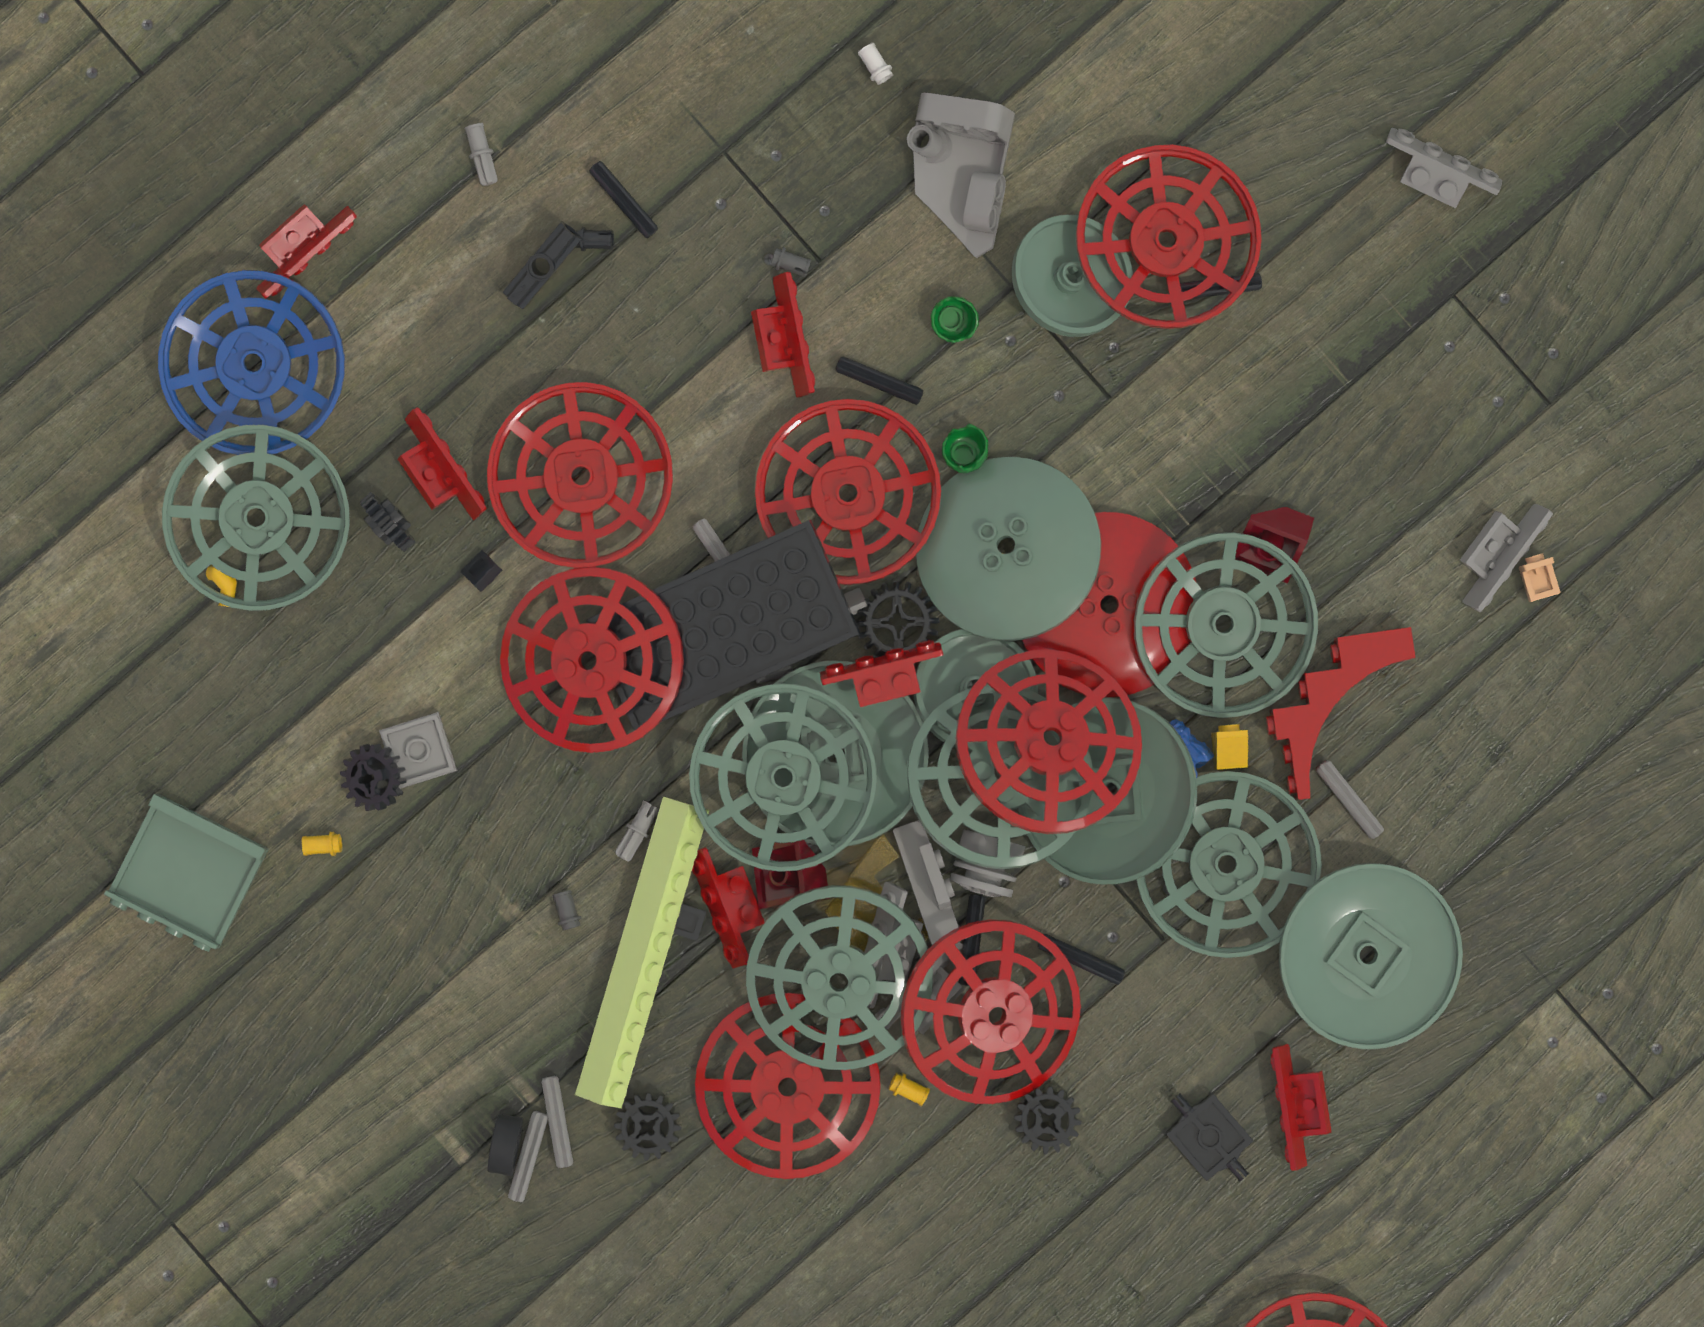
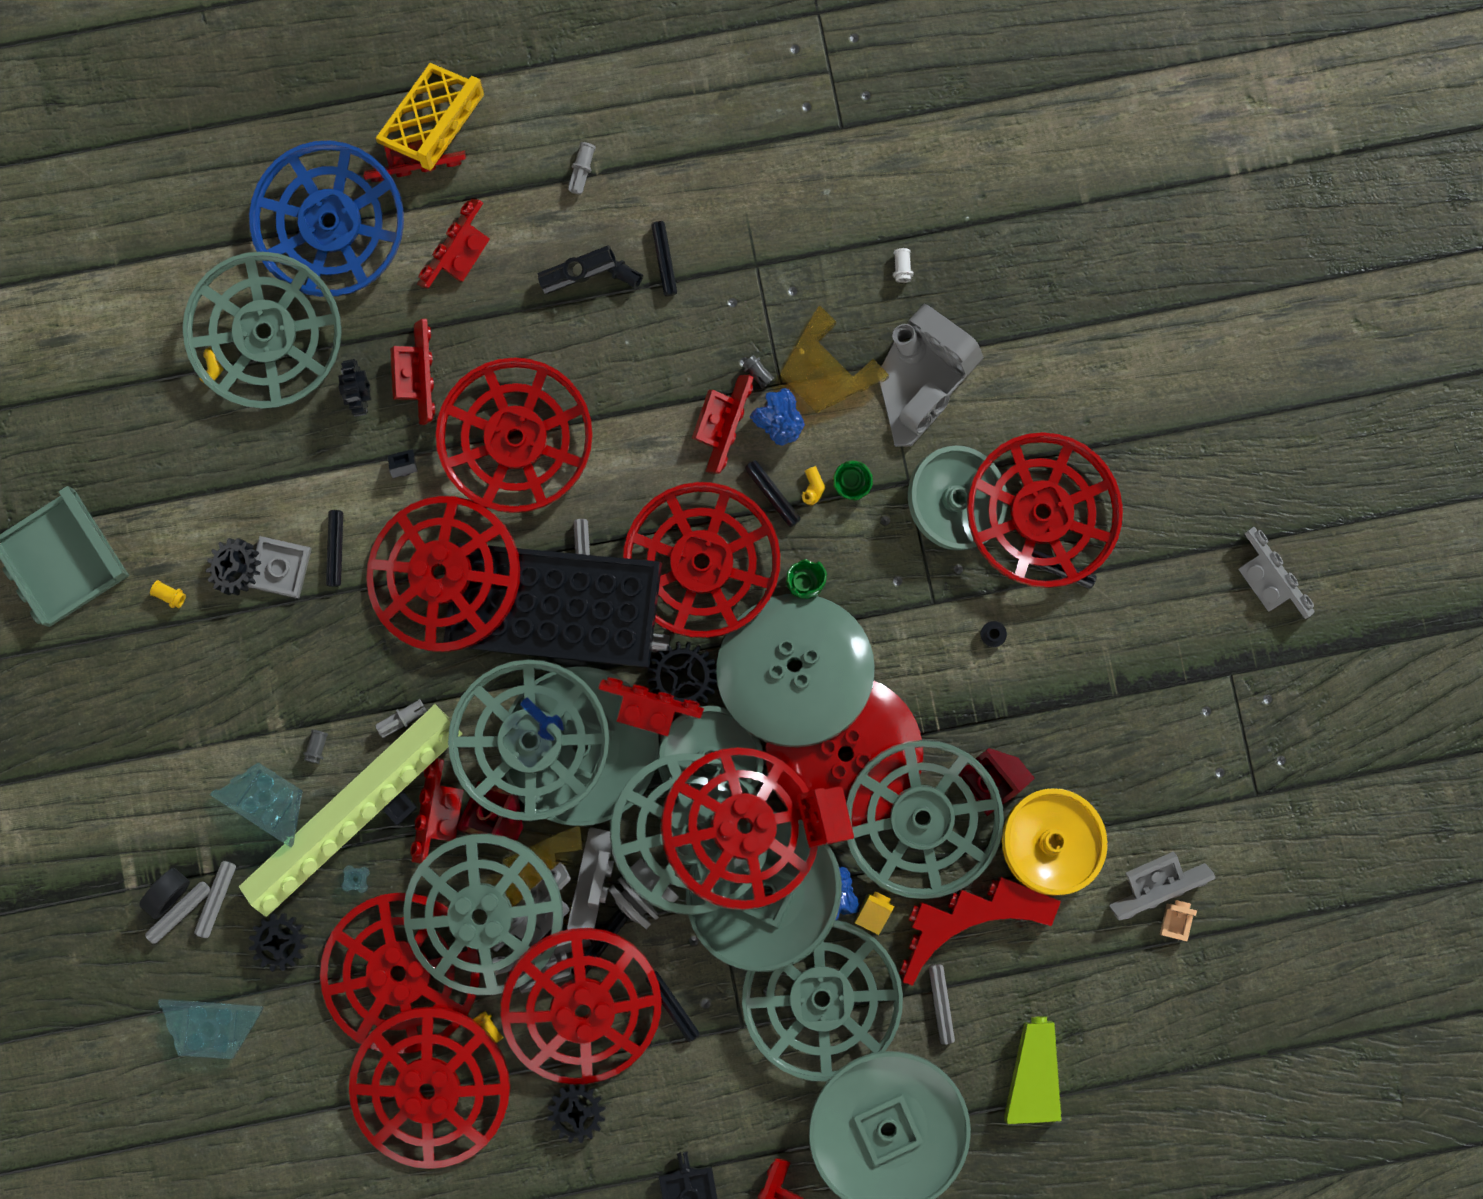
camera: 30 degrees right, 5 degrees down
(317, 183) = (450, 120): none -> yellow fence
(405, 313) = (459, 249): none -> red bracket
(463, 698) = (334, 548): none -> black axle
(548, 994) = (265, 801): none -> clear light blue wing
(628, 1250) = (209, 1027): none -> clear light blue wing
(690, 1010) = (362, 874): none -> clear light blue plate
(784, 748) = (543, 720): none -> clear blue bar
(841, 298) = (779, 417): none -> blue hair
(853, 229) = (818, 375): none -> clear yellow wing
(882, 1162) = (433, 1072): none -> red dish
(919, 349) = (815, 488): none -> yellow arm
(1126, 680) = (825, 816): none -> red bracket
(1184, 403) = (987, 640): none -> black plate
(1370, 570) = (1054, 842): none -> yellow dish
(1485, 818) = (1035, 1080): none -> lime slope

